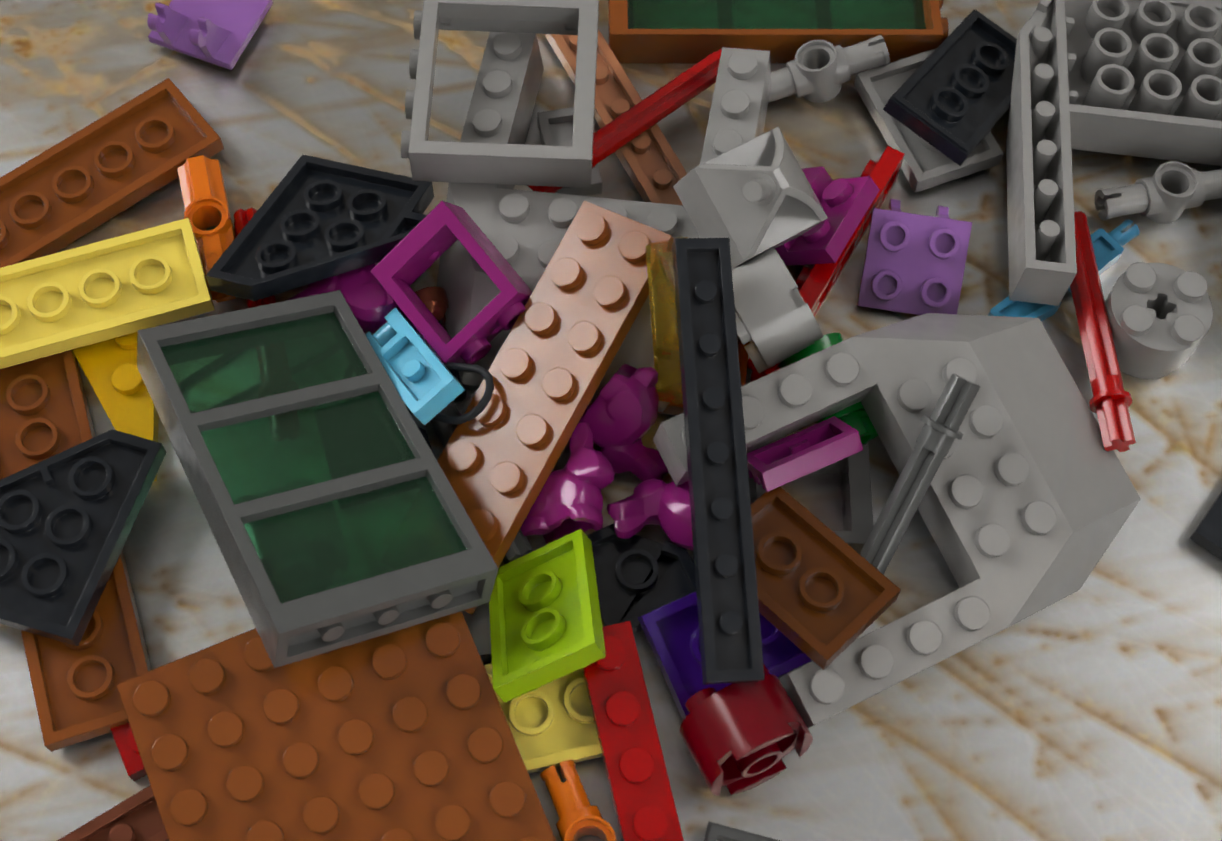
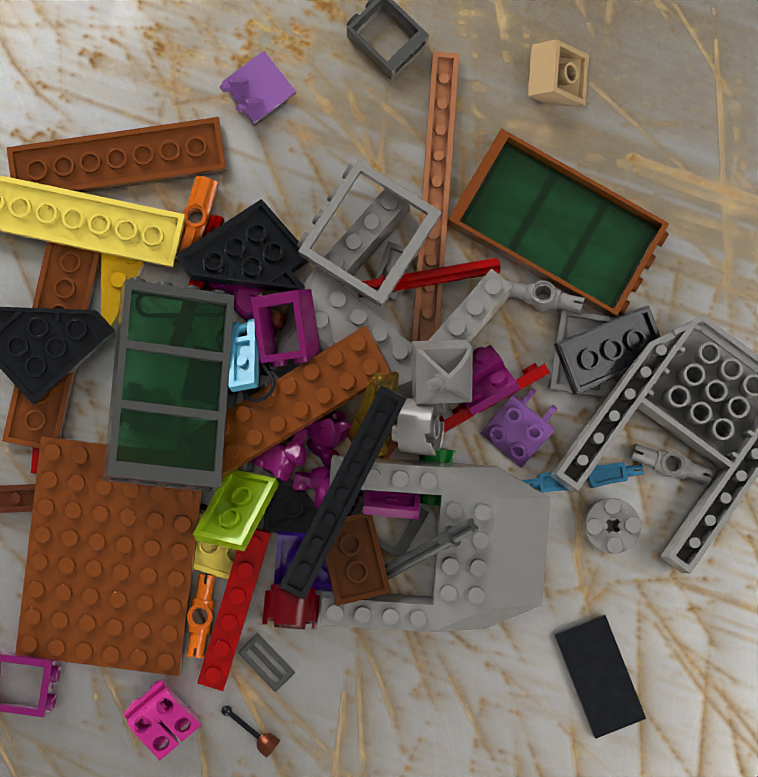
camera: 25 degrees right, 20 degrees up
(1109, 397) = (576, 517): red axle -> none

